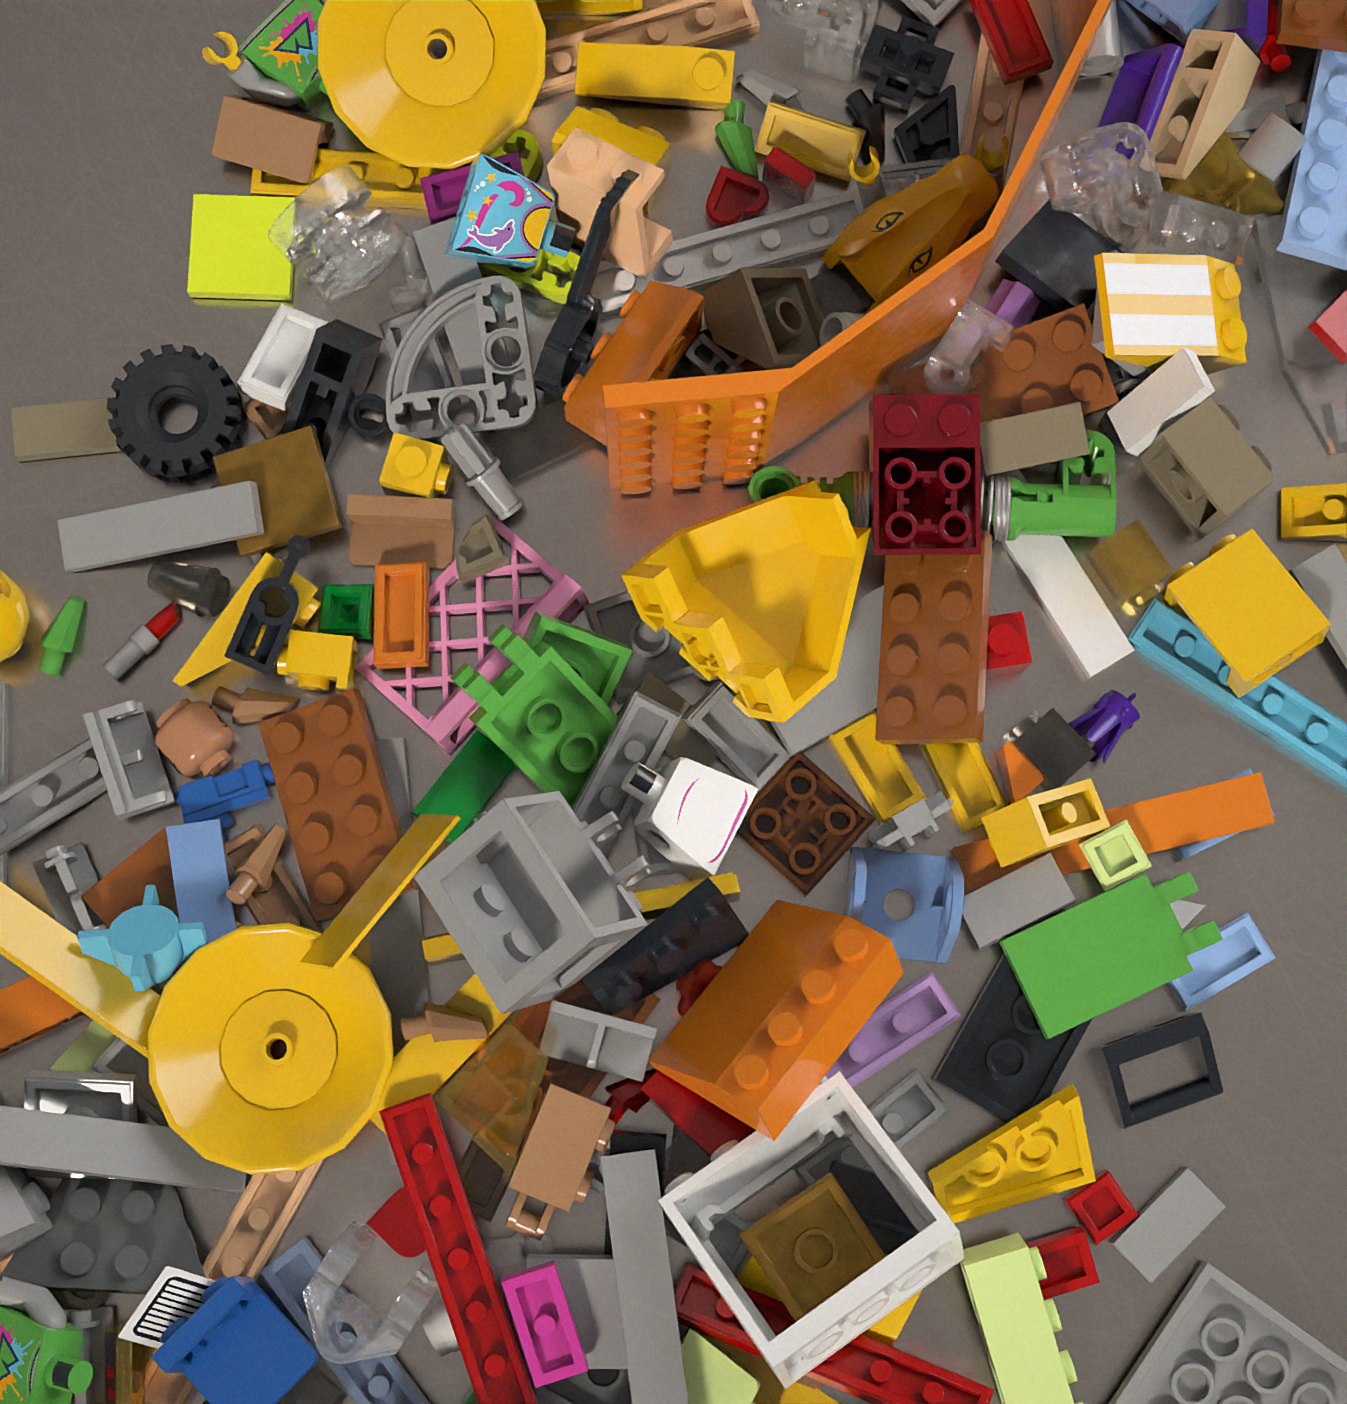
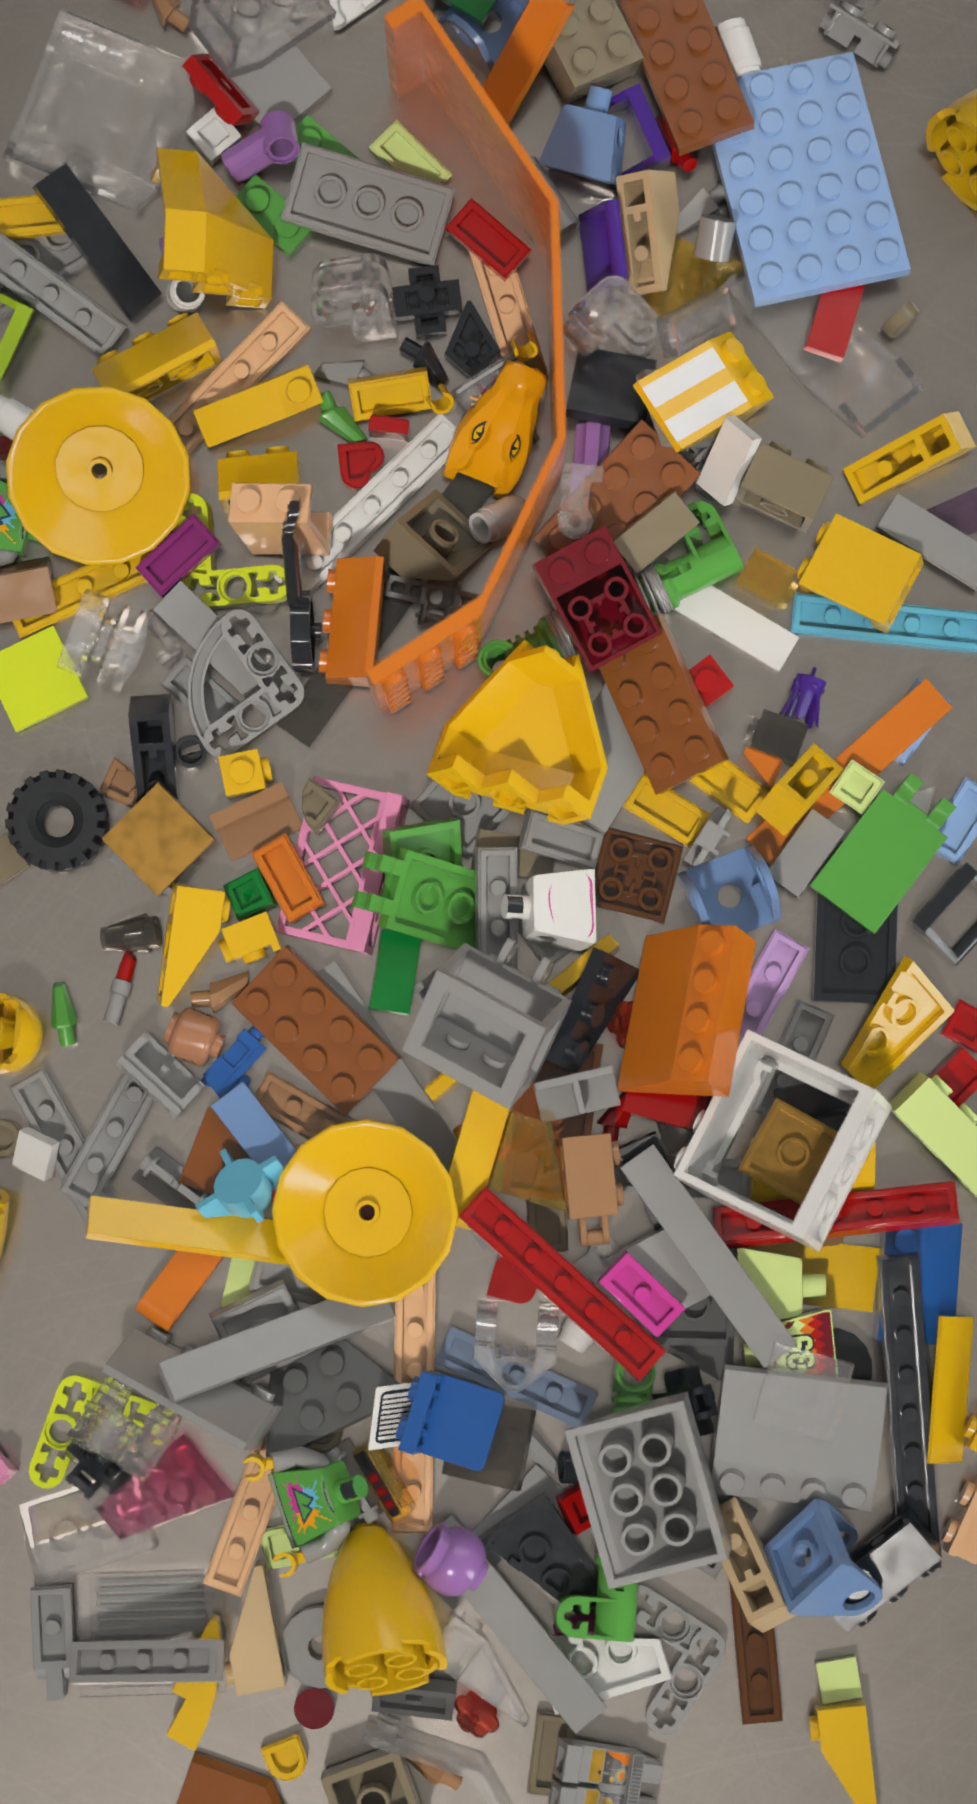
camera: 25 degrees left, 5 degrees up
(161, 526) = (91, 905): light grey tile -> none
(255, 615) = (215, 941): black piece -> none
(256, 867) = (285, 1099): medium nougat bar -> none
(280, 358) = (108, 742): white tile -> none
(379, 891) = (382, 1071): yellow piece -> none
(444, 1024) = (470, 1137): medium nougat bar -> none
(481, 471) = (290, 750): light grey axle -> none
(505, 219) = (214, 569): torso -> none

